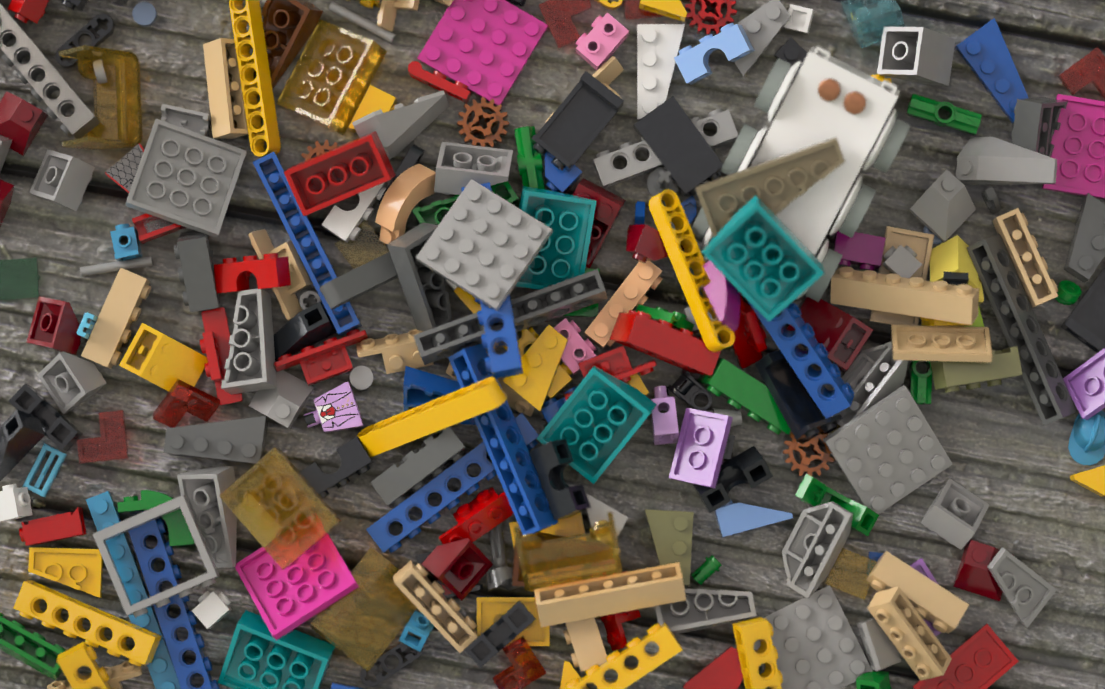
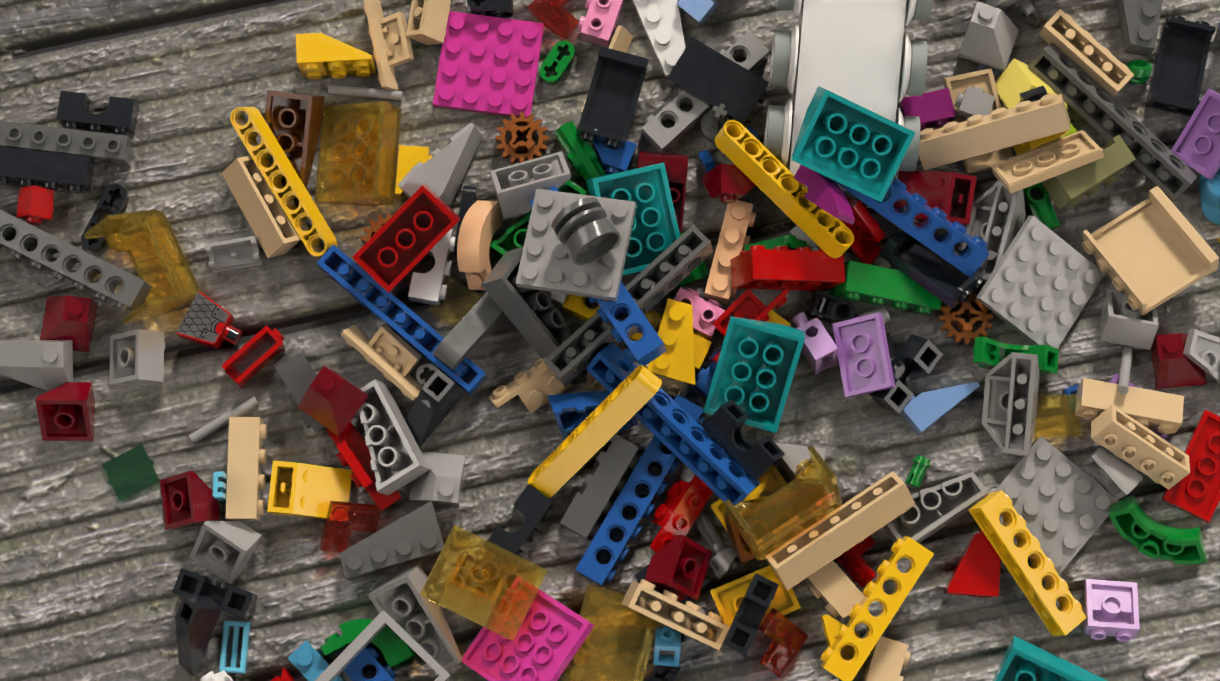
camera: 30 degrees left, 5 degrees down
(100, 71) = (131, 239): light grey tile -> none
(111, 444) = (290, 592): clear red plate -> none
(132, 248) = (230, 399): dark azure brick -> none
(144, 14) = (152, 169): sand blue tile -> none
(186, 178) = (258, 305): light grey plate -> none
(215, 291) = (332, 400): none -> dark red slope
(235, 275) = (378, 359): red arch -> none
(325, 360) = (465, 425): red bracket -> none
(336, 410) = (497, 468): lavender torso -> none
(361, 377) = (507, 427): light grey tile -> none
(438, 81) = (462, 117): red plate -> none
(493, 239) = (585, 231): none -> dark grey wheel
(541, 61) = (552, 59): none -> green beam
(672, 538) = (871, 452): olive wedge -> none
(773, 181) = (830, 67): dark tan wing -> none
(928, 559) = (1125, 369): none -> light grey bar
(1000, 463) = (1151, 252): none -> tan panel

